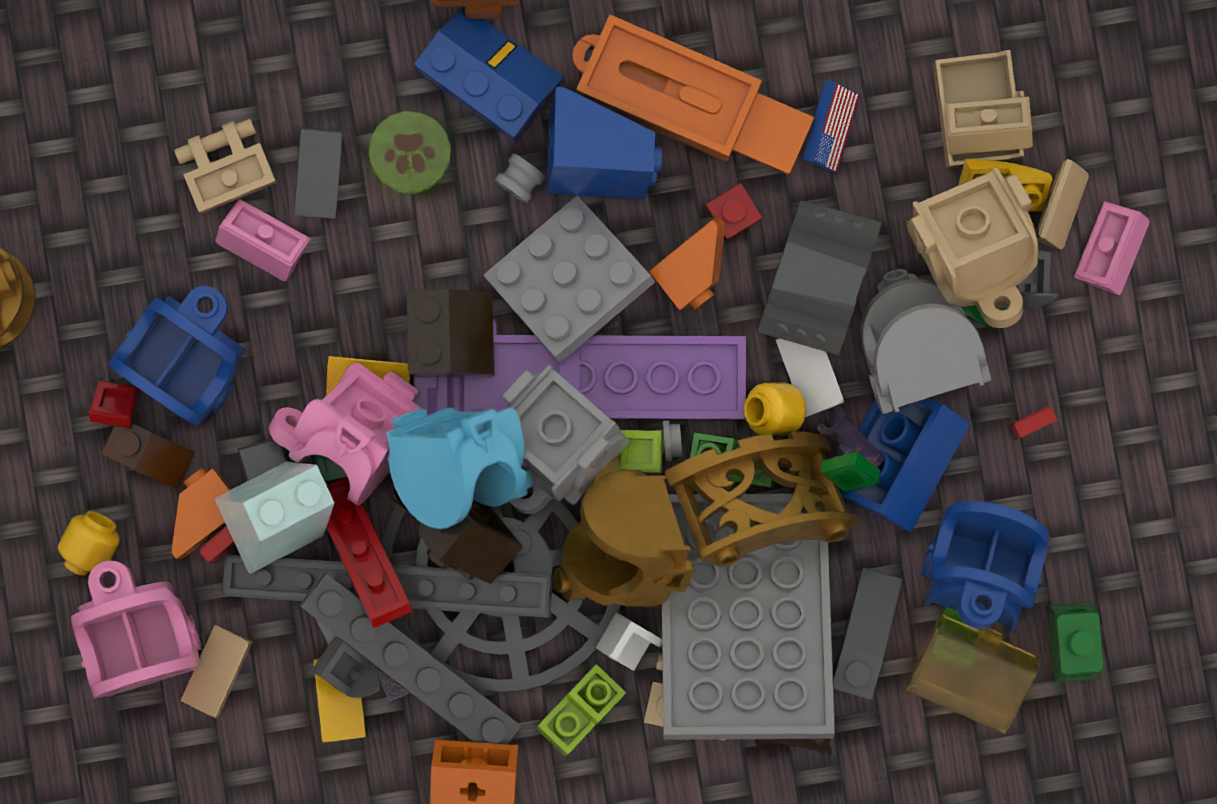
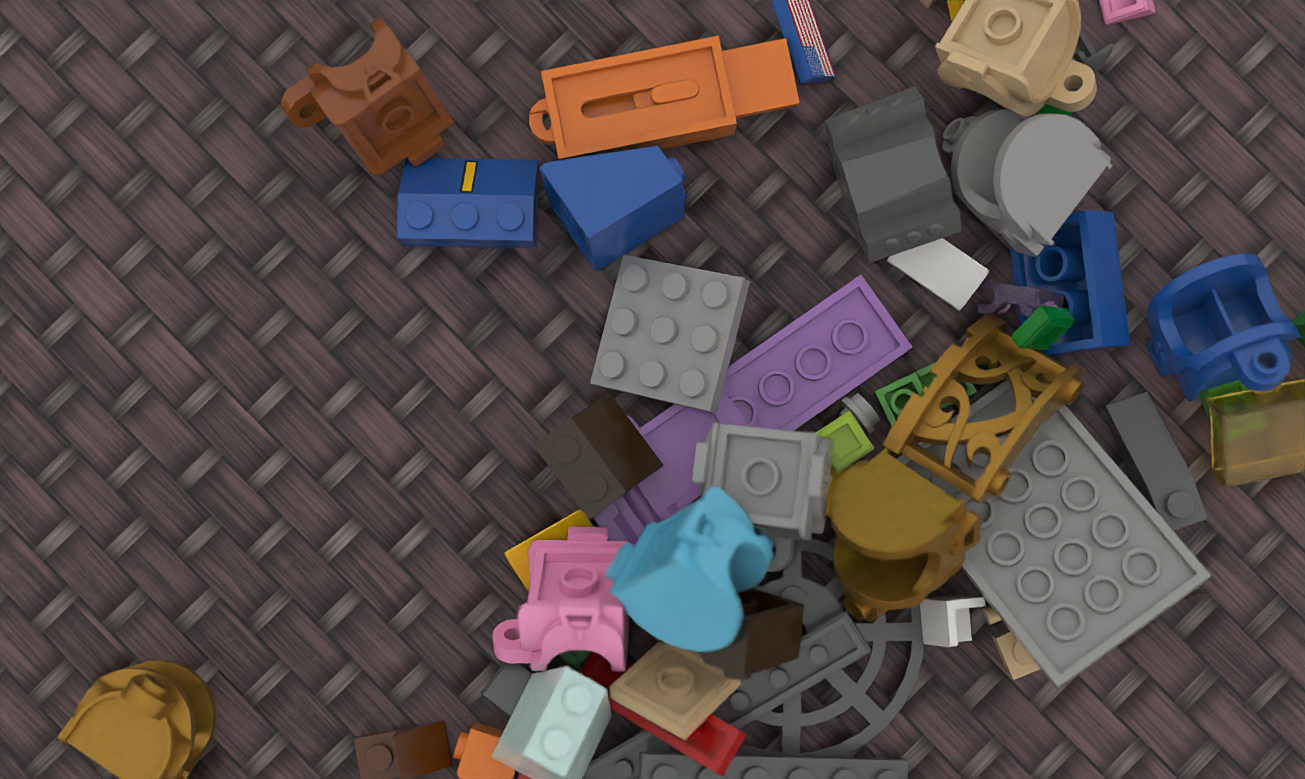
camera: 35 degrees left, 0 degrees up
(114, 404) = (341, 730): red tile -> none
(181, 355) = (370, 649): blue animal -> none
(228, 177) = (303, 454): tan plate -> none
(262, 240) = (371, 489): bright pink slope -> none
(318, 173) = (379, 395): dark grey slope -> none
(384, 541) = (673, 688): none -> tan tile
(409, 152) = (448, 320): clear neon green tile -> none
(520, 178) = (562, 275): light grey wheel -> none
(580, 710) = (949, 708): lime slope -> none
(693, 267) = (772, 246): orange slope -> none
(735, 210) = (770, 173): red plate -> none
(775, 409) = (933, 320): yellow head -> none
(1033, 422) = (1165, 174): red tile -> none

